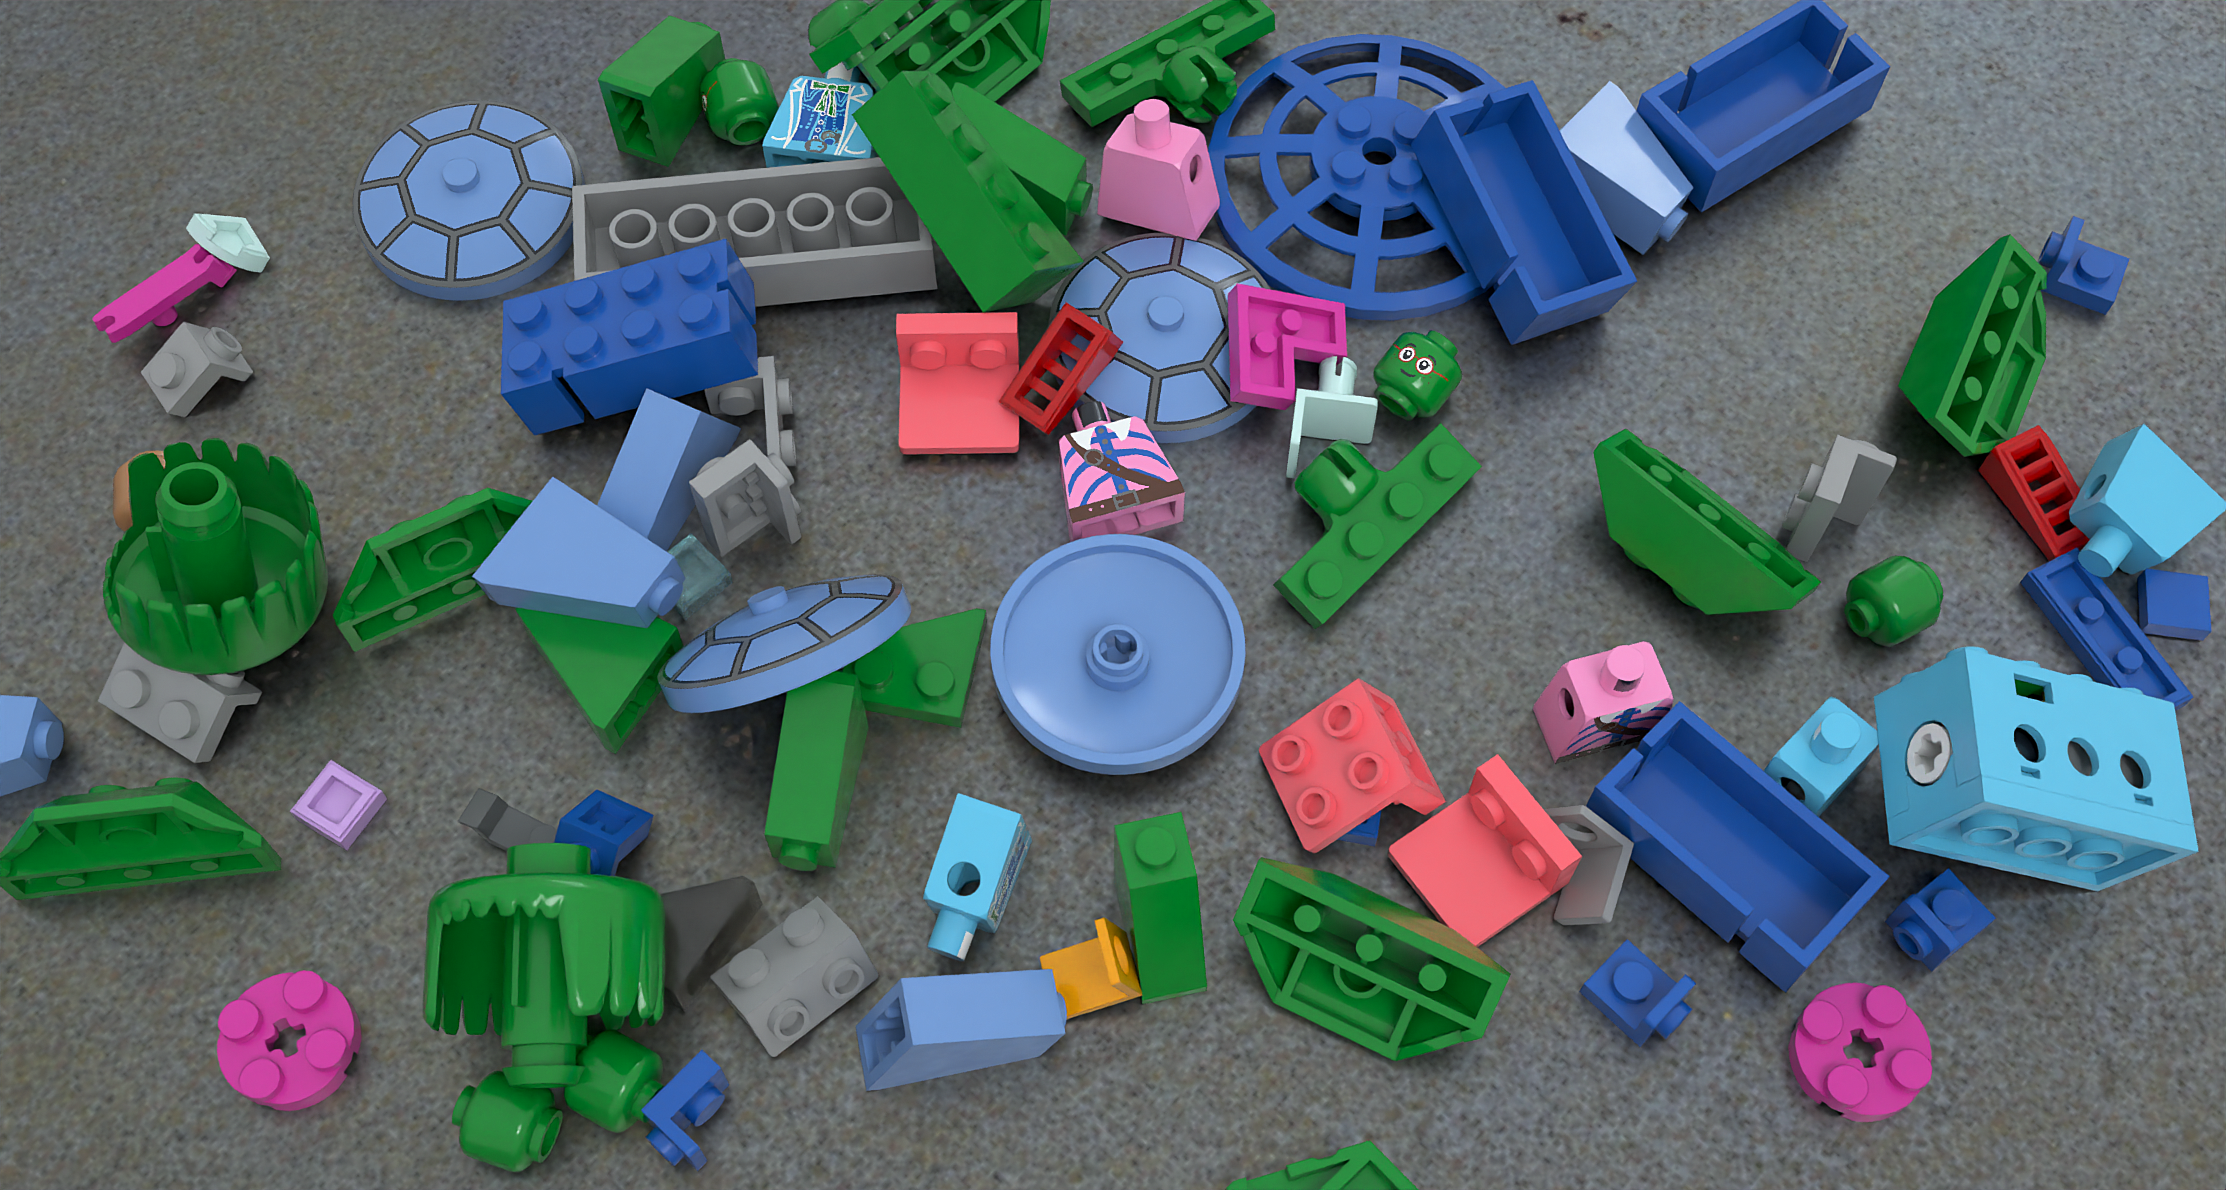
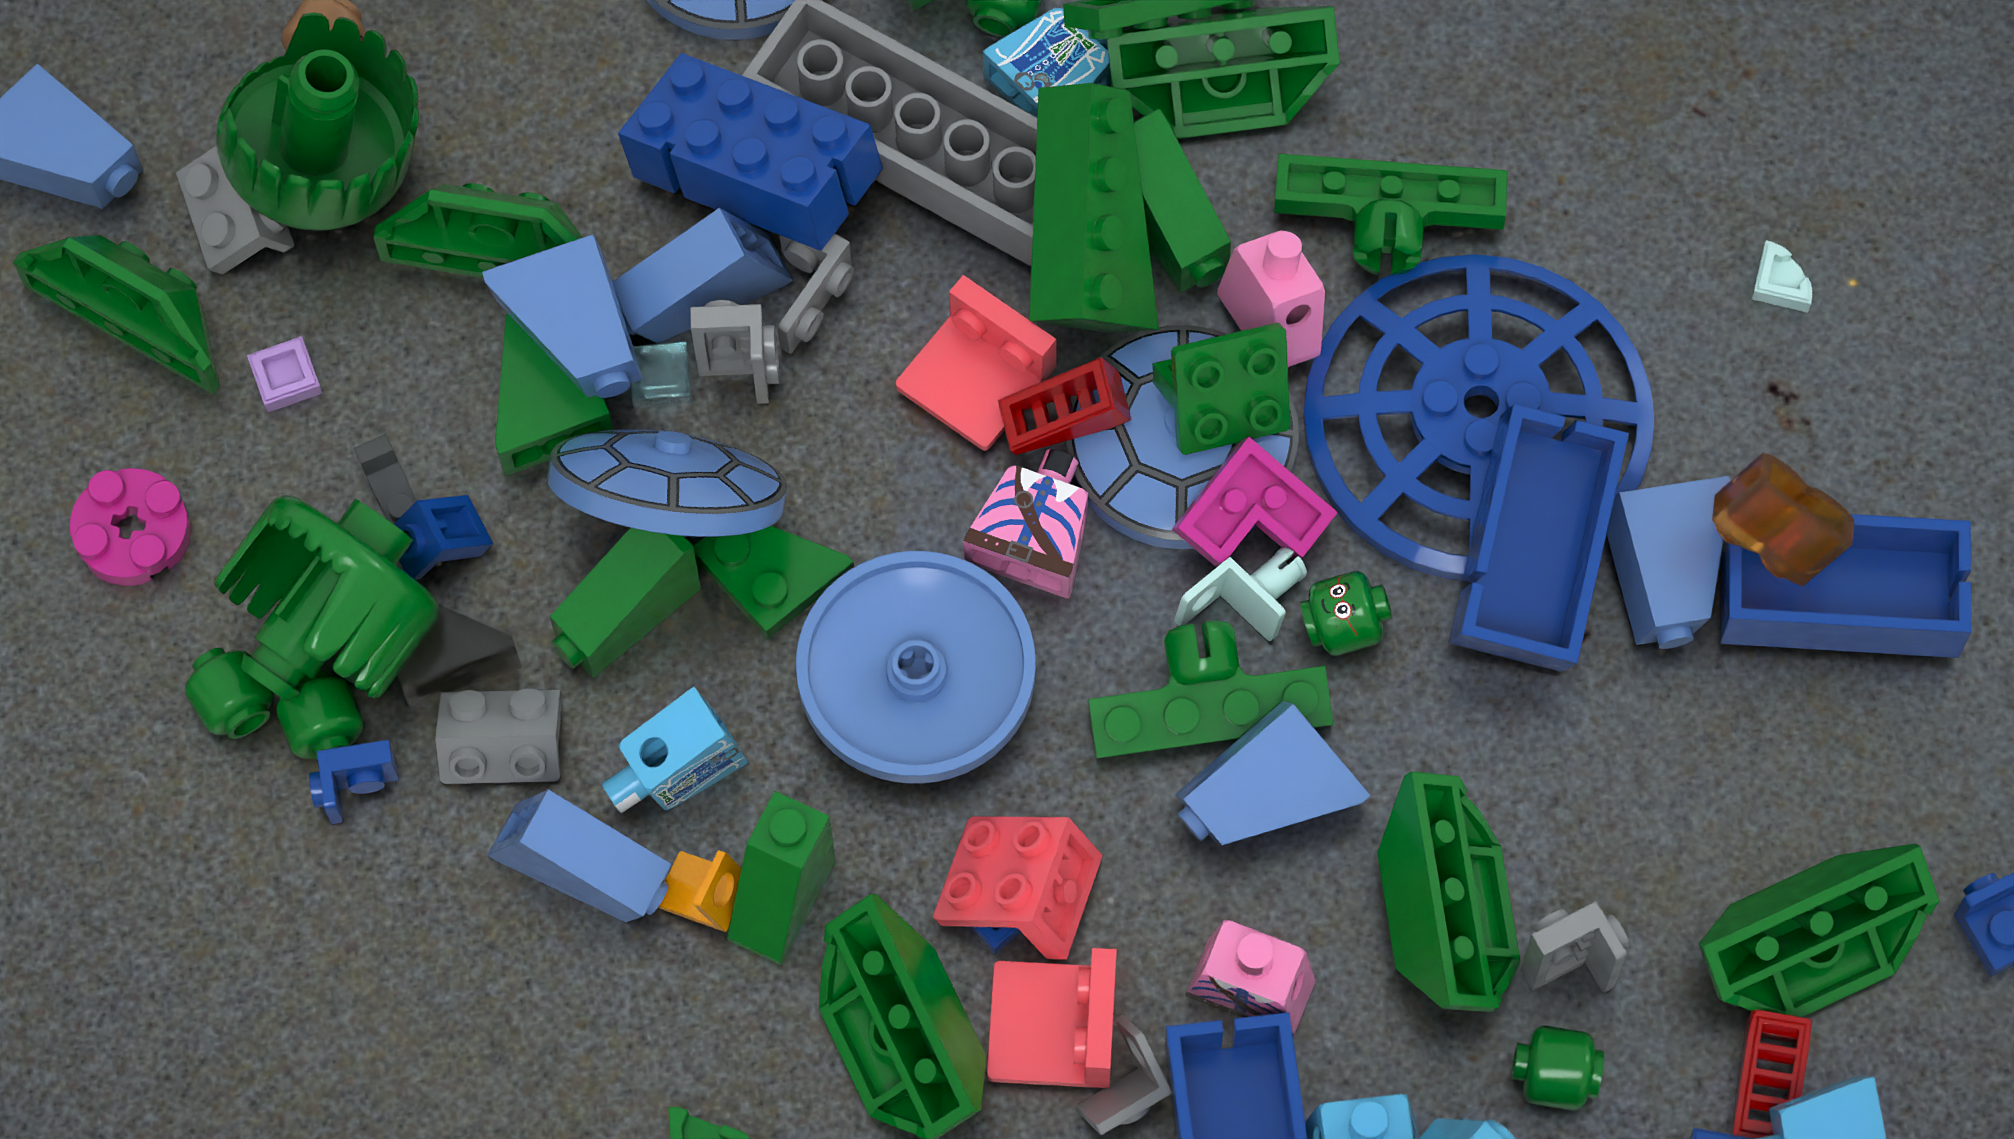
camera: 40 degrees right, 5 degrees up
(1185, 258) = (1227, 388): none -> green bracket
(1479, 538) = (1268, 781): none -> medium blue slope
(1699, 69) = (1782, 520): none -> clear orange brick

